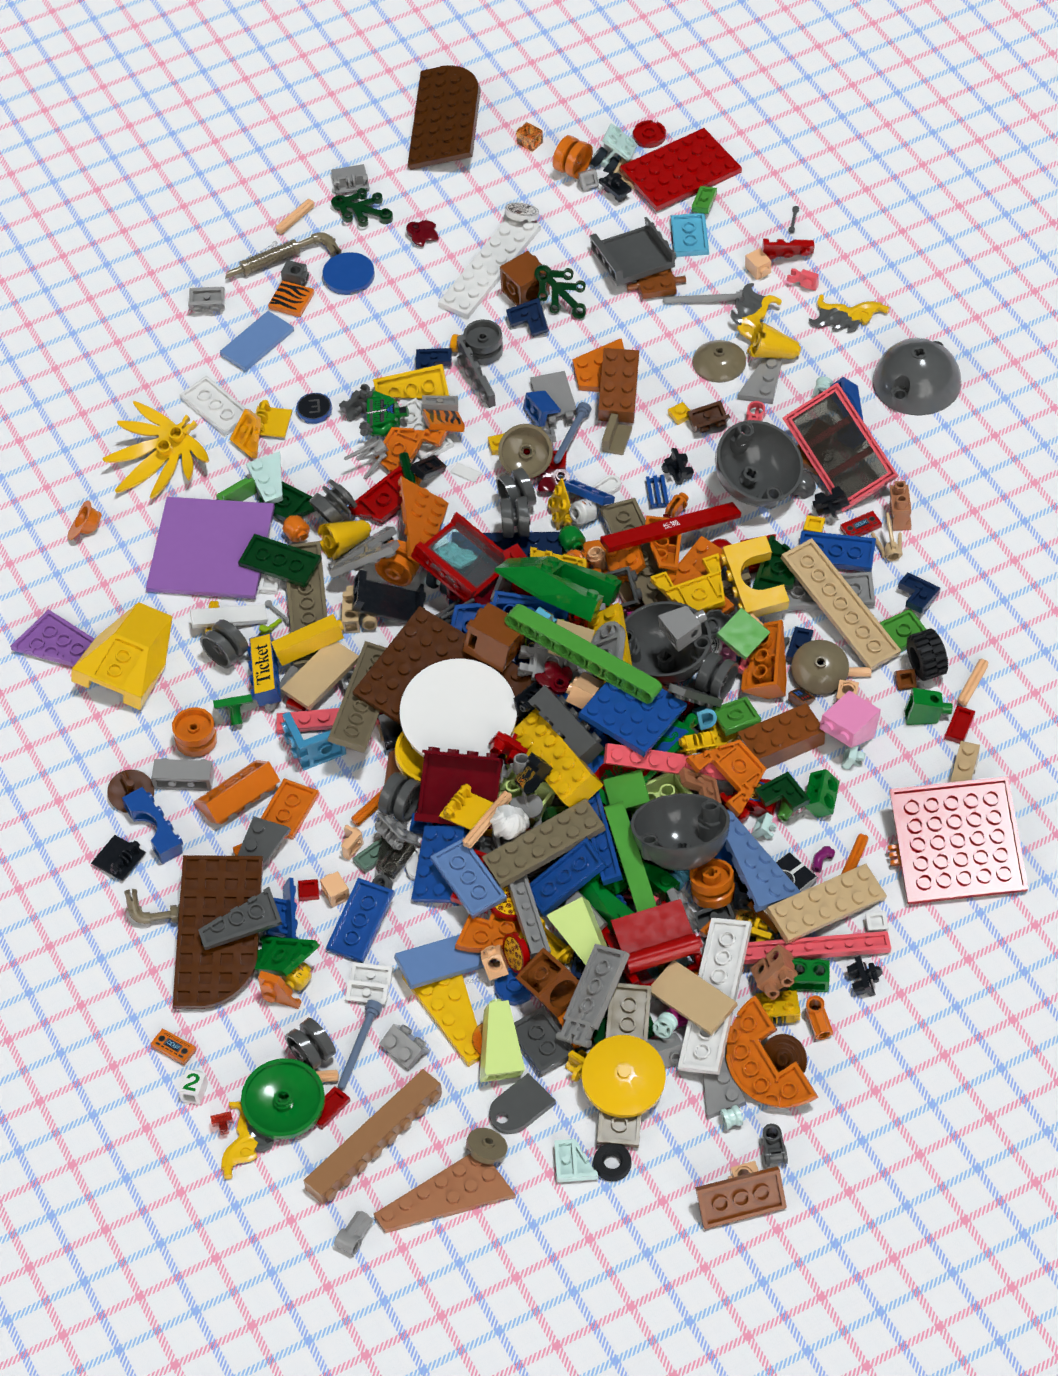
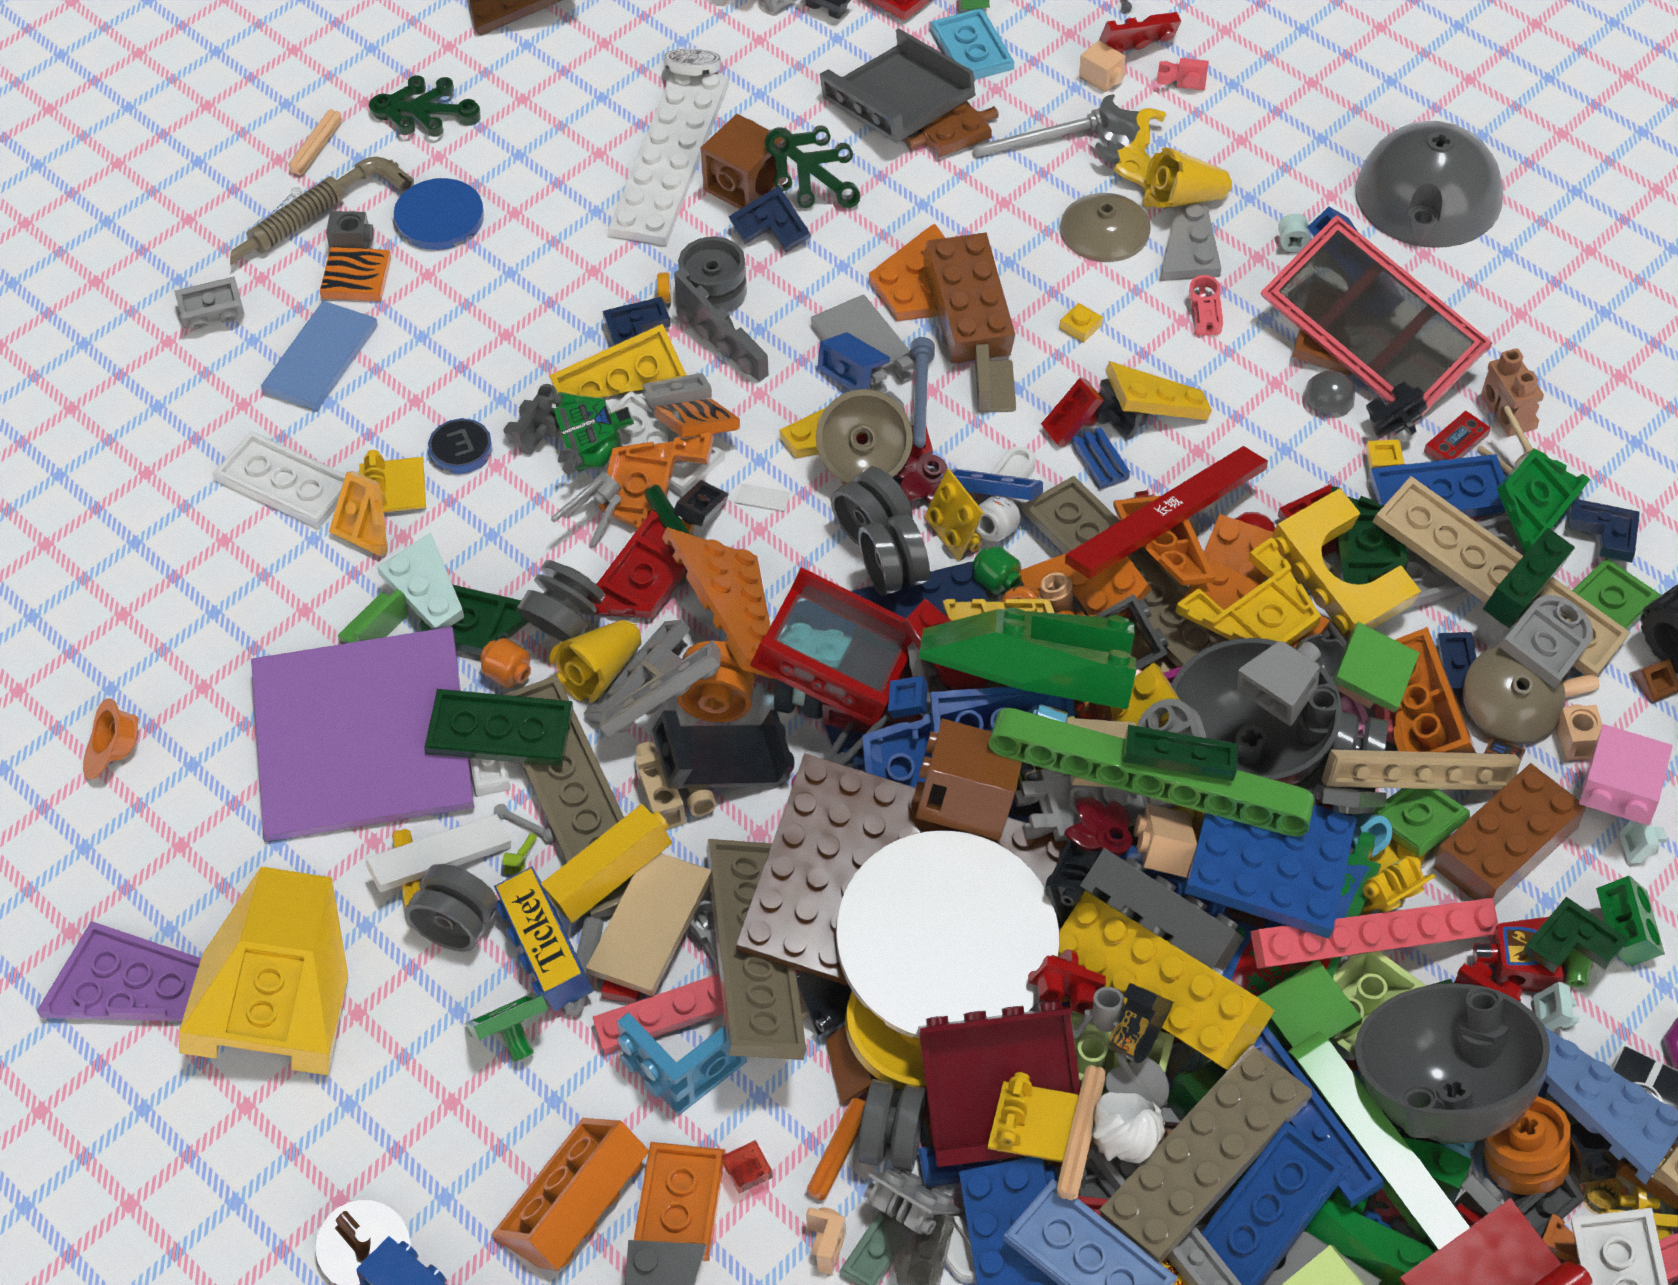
camera: 20 degrees left, 0 degrees up
(171, 443) = (225, 564): yellow plant -> none
(183, 774) = (454, 1185): light grey brick -> none
(194, 732) = (451, 1094): orange wheel -> none
(324, 800) = (747, 1166): none -> clear red tile
(350, 179) = (387, 66): light grey hinge -> none
(422, 232) = (538, 125): dark red plate -> none
(485, 590) = (907, 696): none -> blue plate
(596, 645) = (1180, 752): none -> dark green plate
(649, 462) = (1073, 412): none -> red tile
(677, 504) = (1147, 465): orange arm -> none
(695, 461) = (1155, 395): none -> yellow wing
(699, 782) = (1427, 958): nougat plate -> none
(708, 416) = (1131, 317): reddish brown bracket -> none
(737, 765) = (1479, 912): orange wing -> none
(741, 691) = (1419, 770): none -> tan tile
(763, 468) = (1266, 374): dark grey piece -> none
(844, 316) = (1271, 118): piece -> none
(846, 642) = (1546, 640): none -> light grey tile
(850, 607) = (1528, 578): none -> dark green brick
(884, 565) = (1538, 495): none -> green wing

